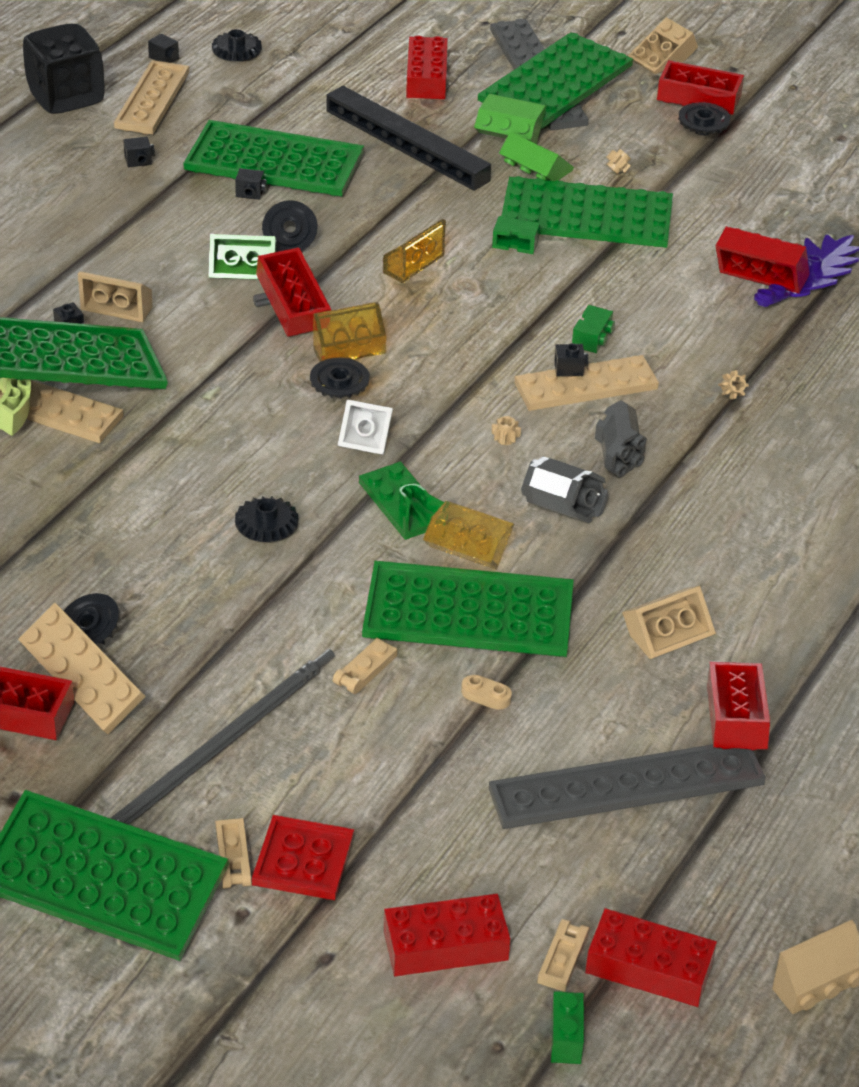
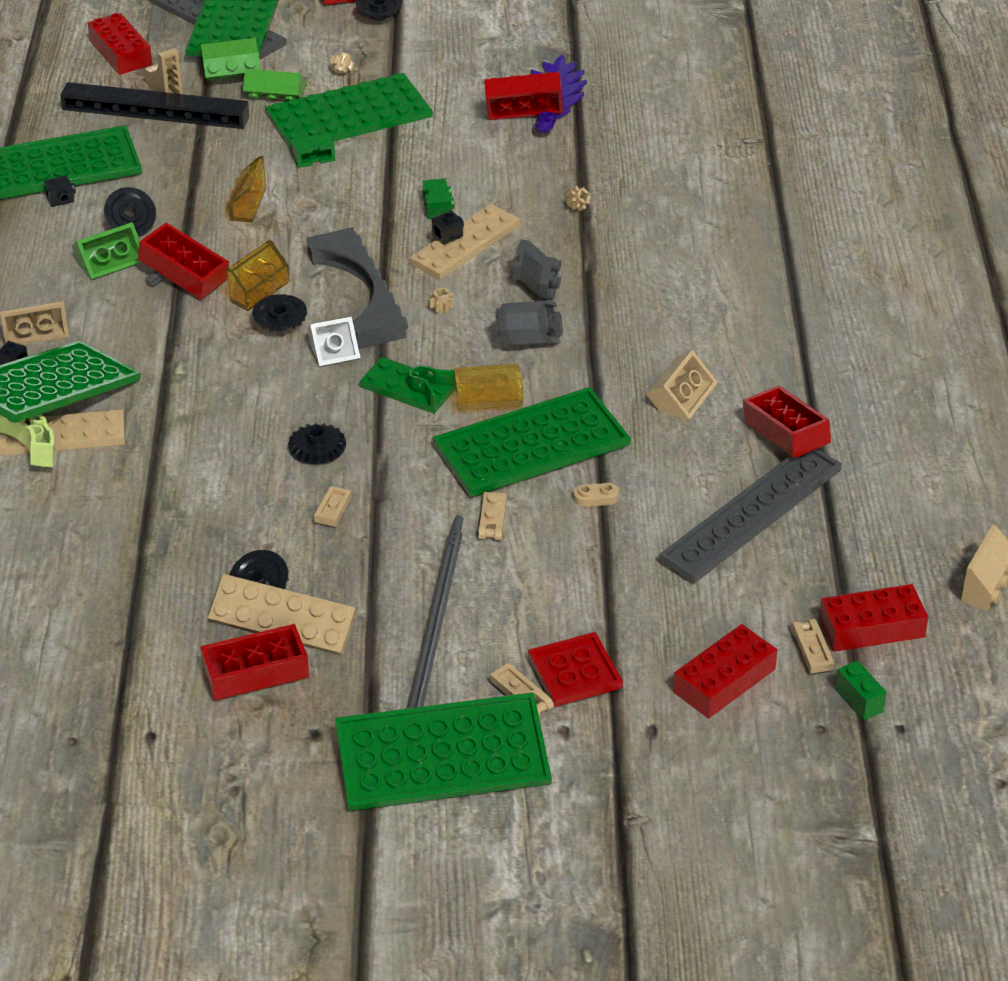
camera: 30 degrees left, 0 degrees up
(223, 586) = (333, 506): none -> tan plate
(432, 425) = (344, 250): none -> dark grey arch
(435, 109) = (166, 74): none -> tan arch

